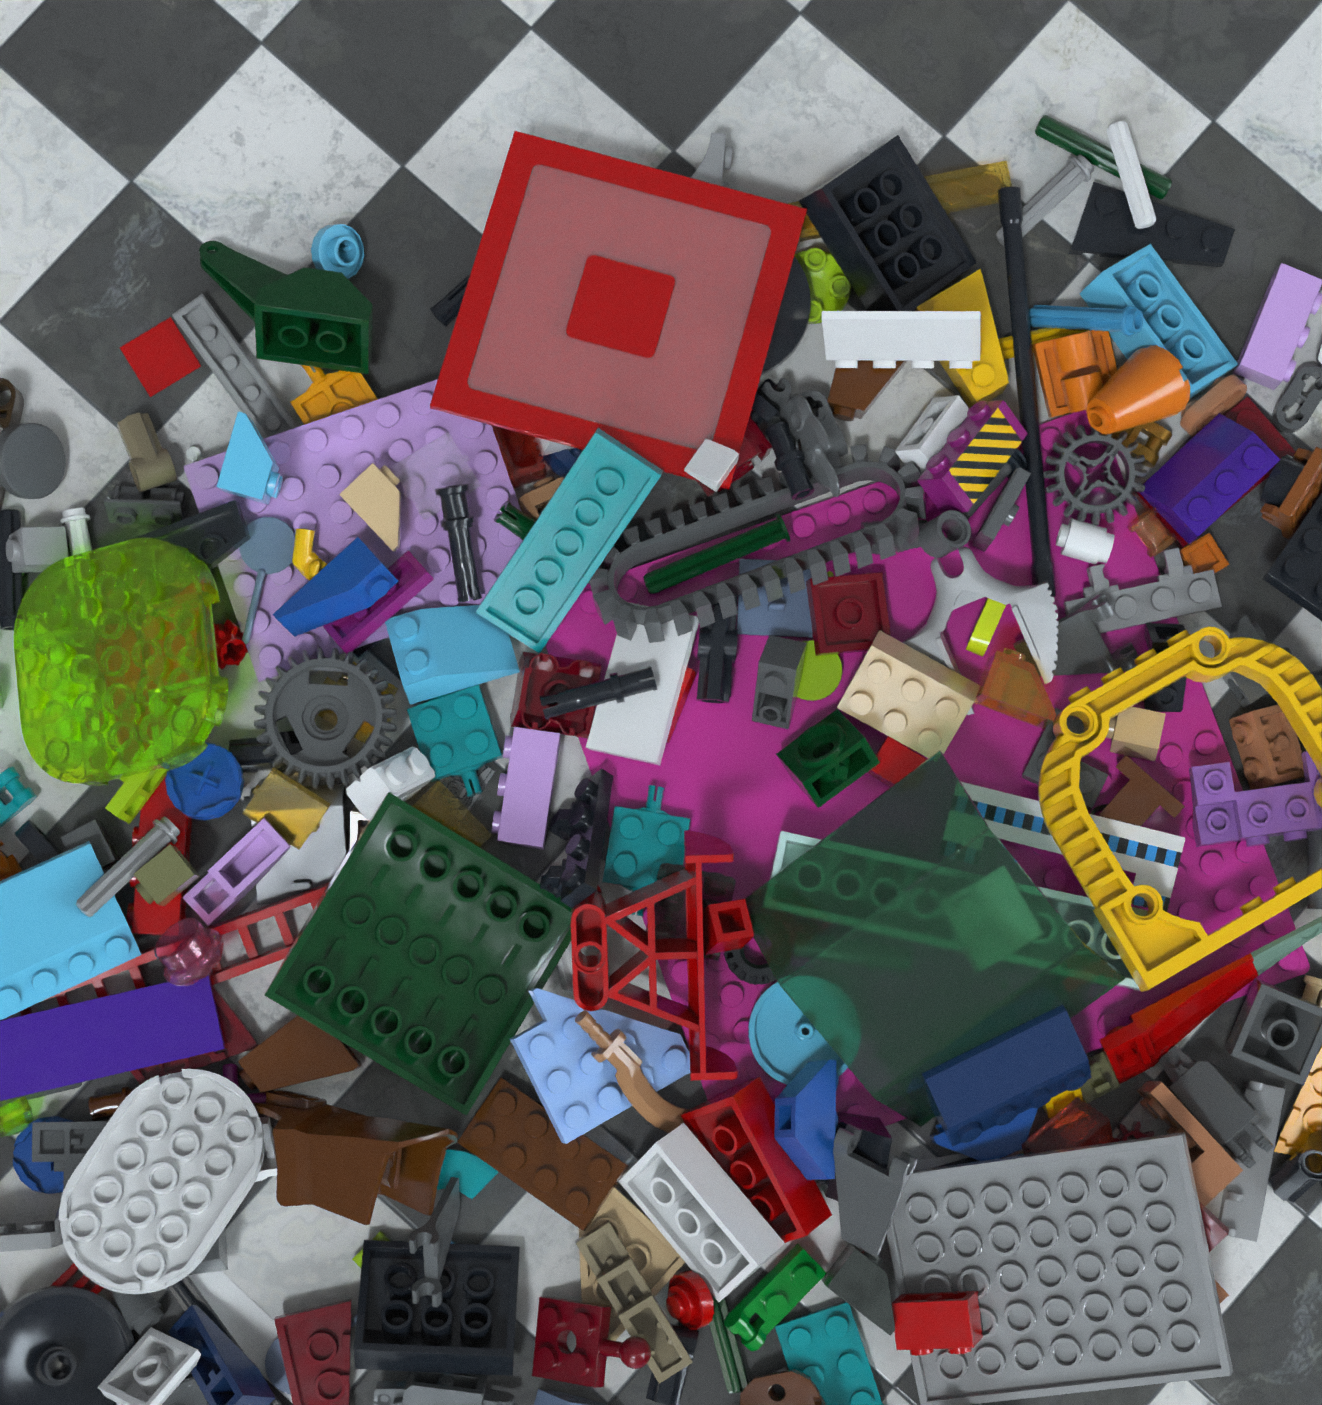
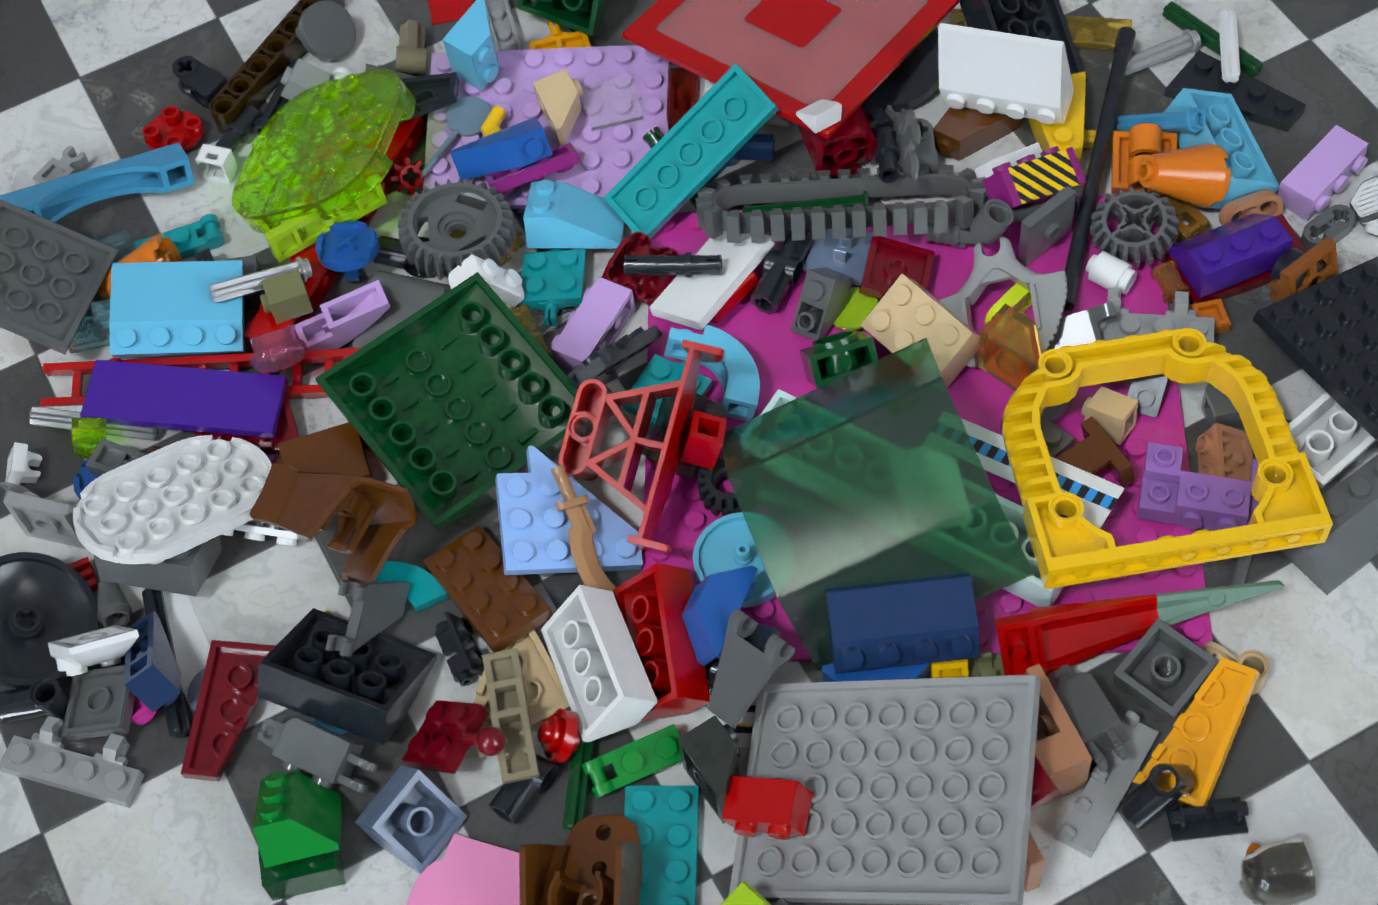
camera: 30 degrees right, 25 degrees down
(287, 807) = (400, 277): clear yellow piece -> none
(458, 523) = (613, 130): black pin -> none
(556, 1240) = (457, 636): none -> black hinge
(705, 794) = (736, 372): none -> medium azure arch

